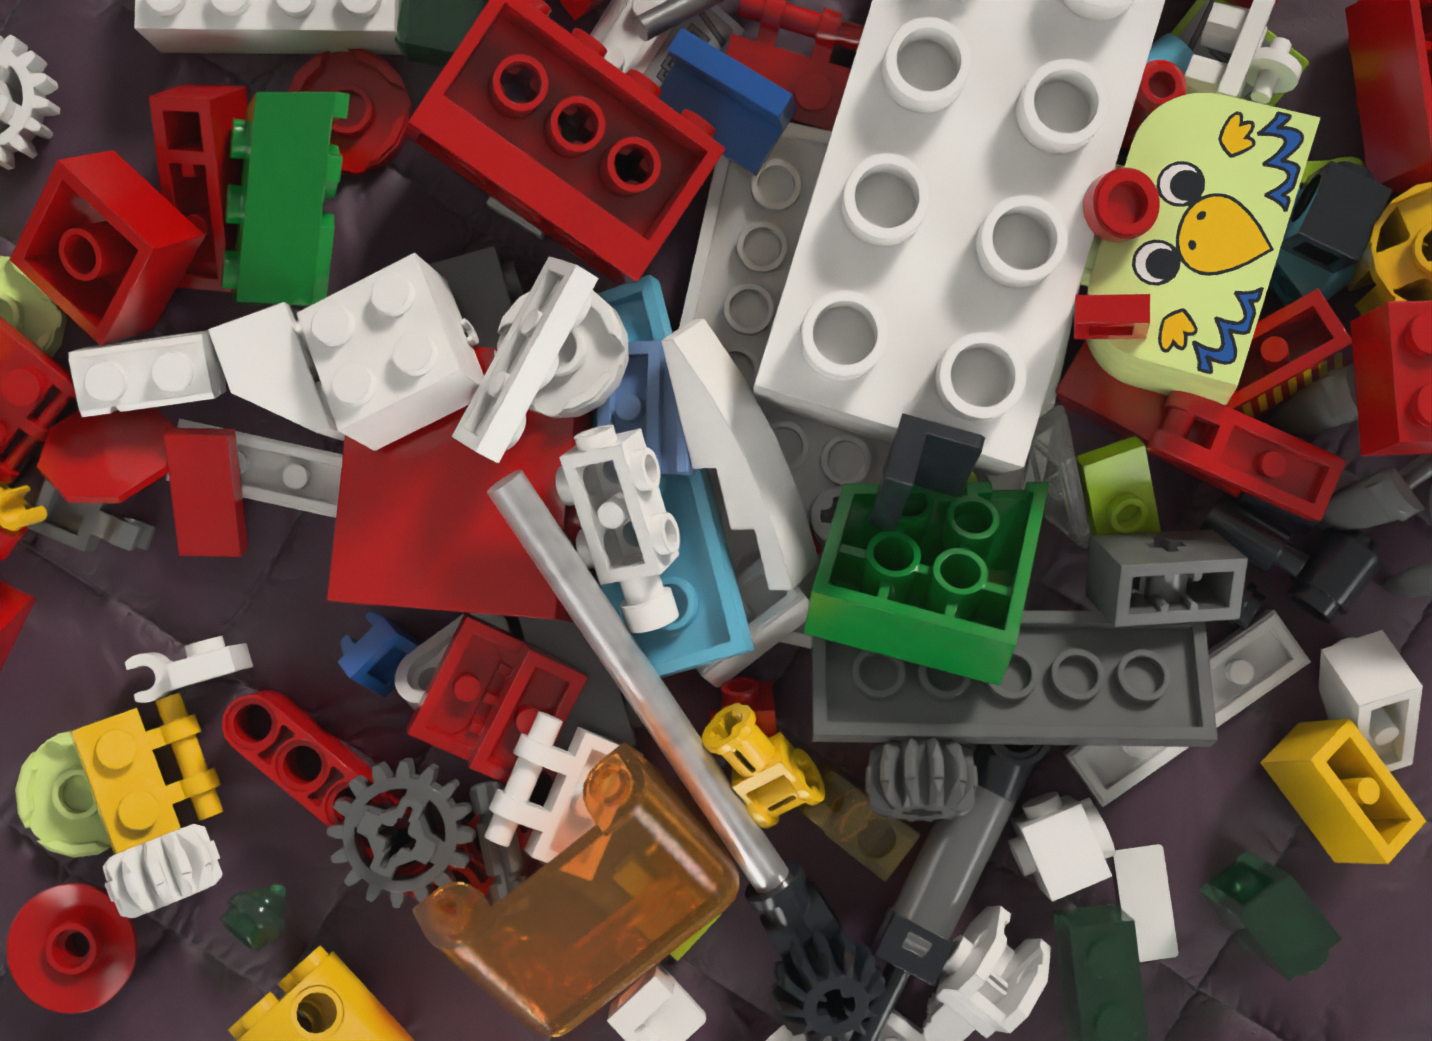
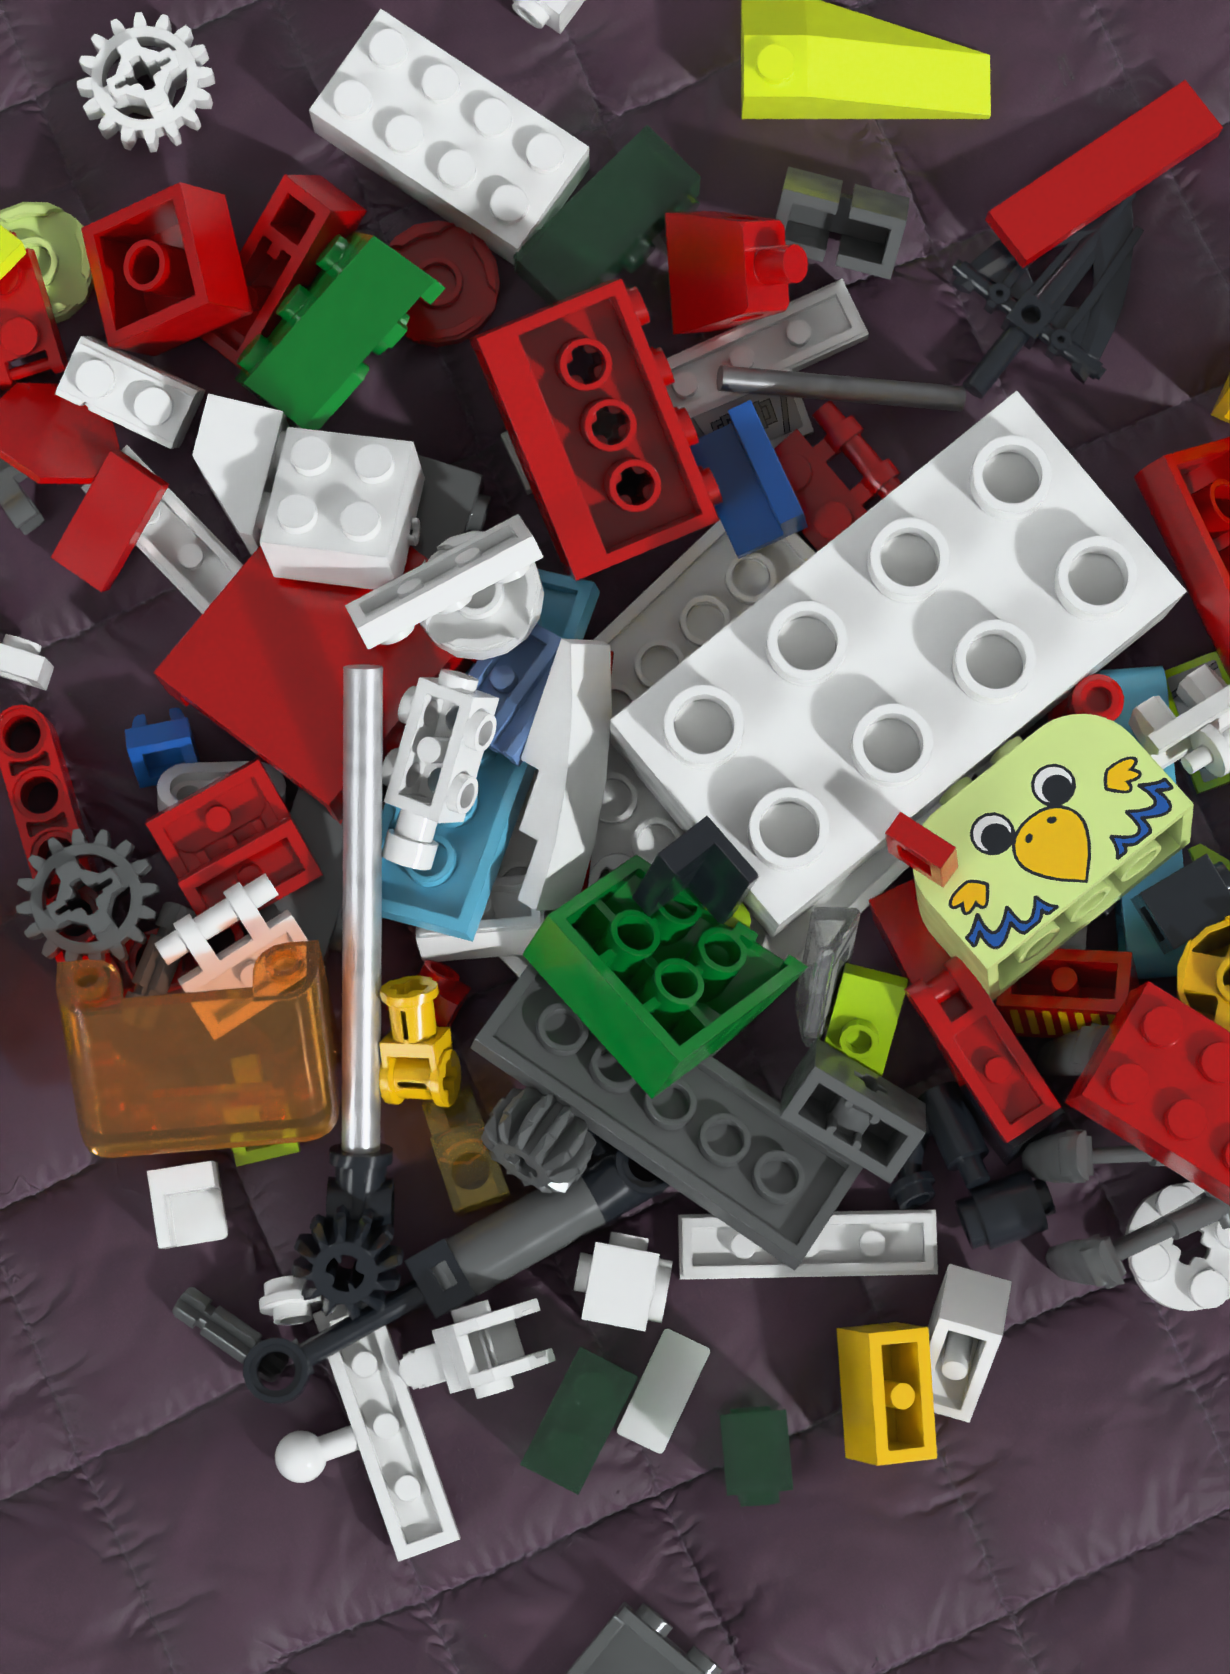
camera: 30 degrees right, 5 degrees down
(1121, 205) = (991, 769): red tile -> none

